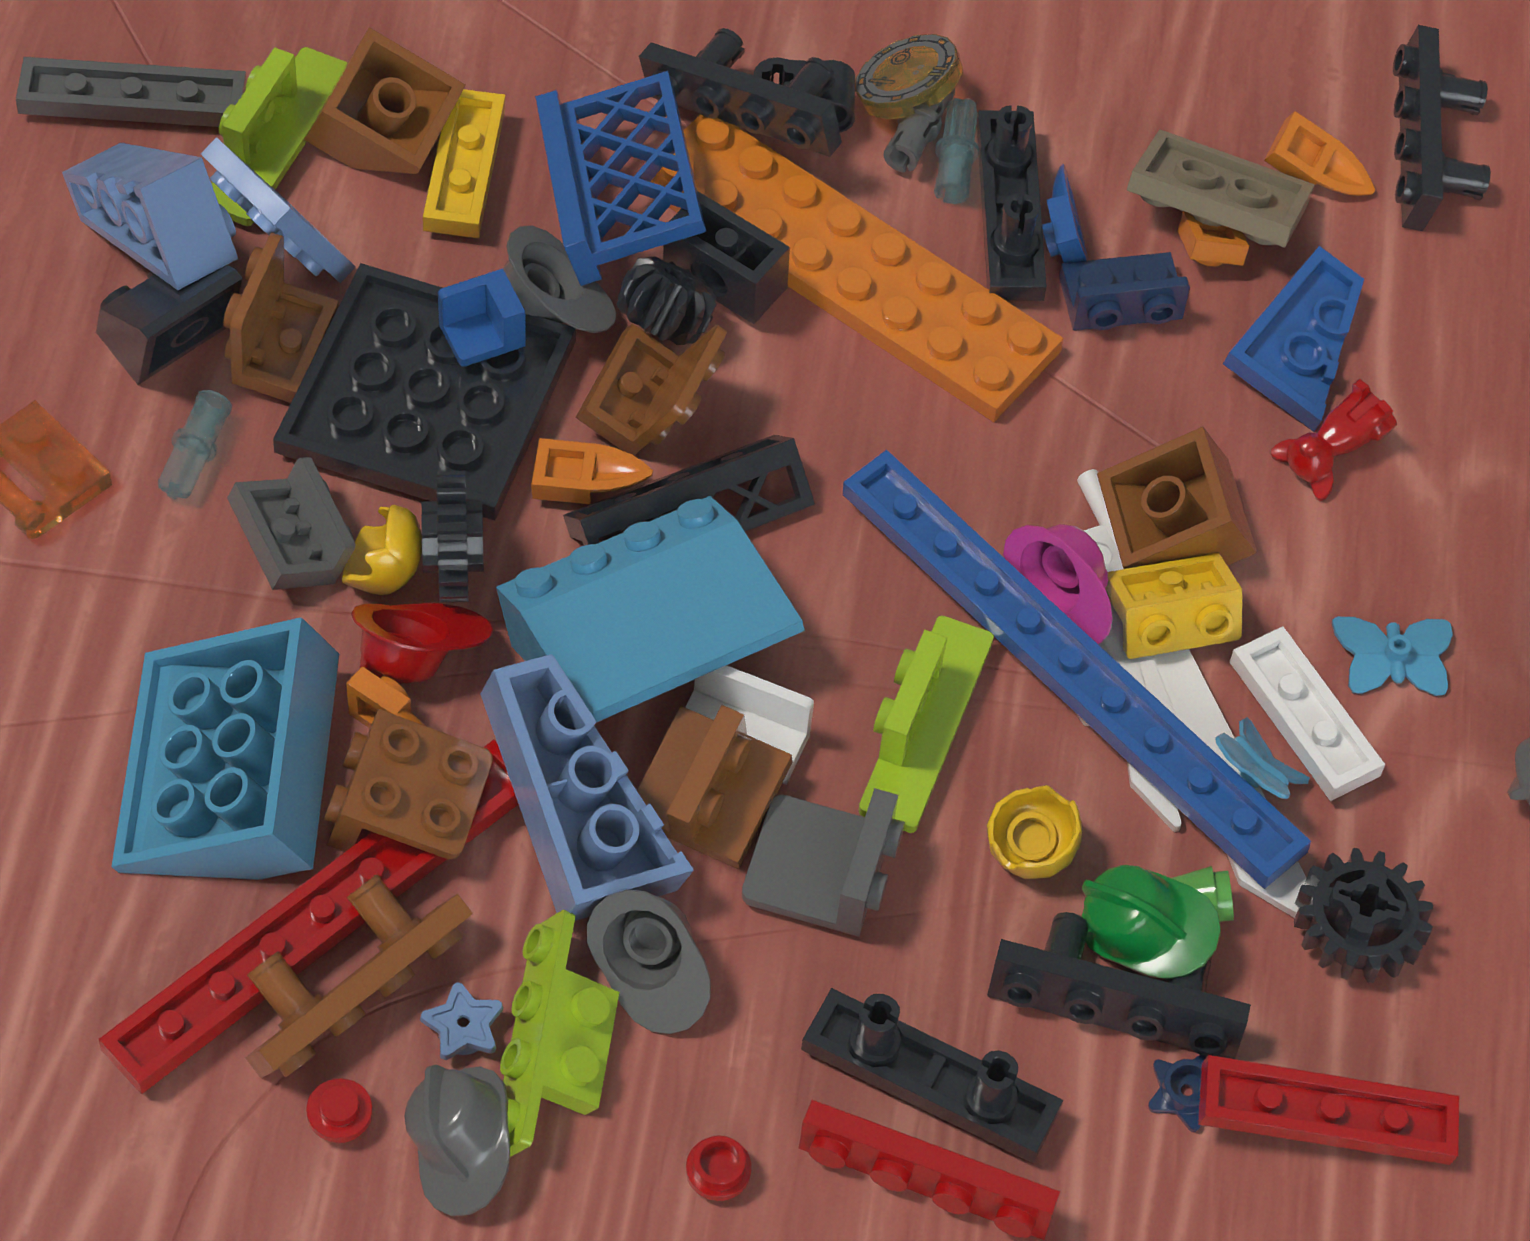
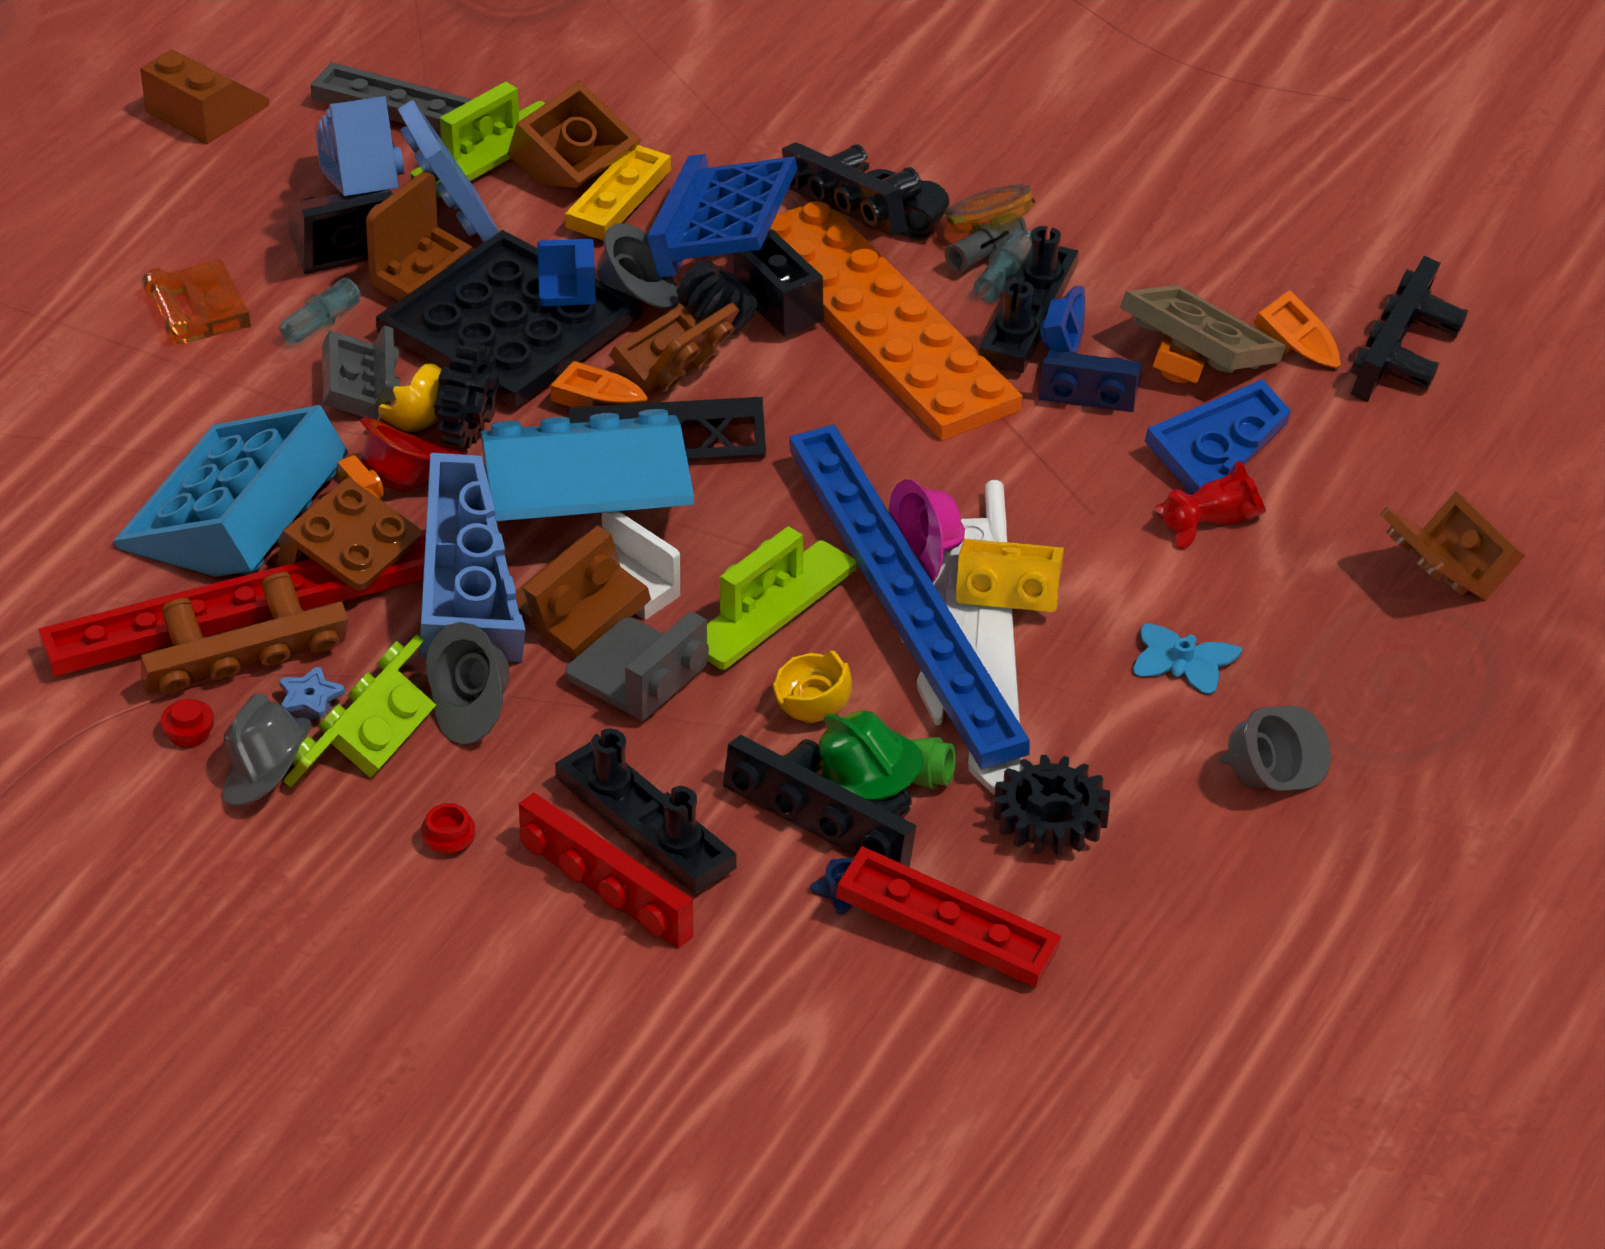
camera: 25 degrees right, 15 degrees down
(1176, 504) = (1052, 507): dark orange slope -> none
(1256, 762) = (1020, 683): dark azure piece -> none
(1307, 713) = (1082, 671): white plate -> none

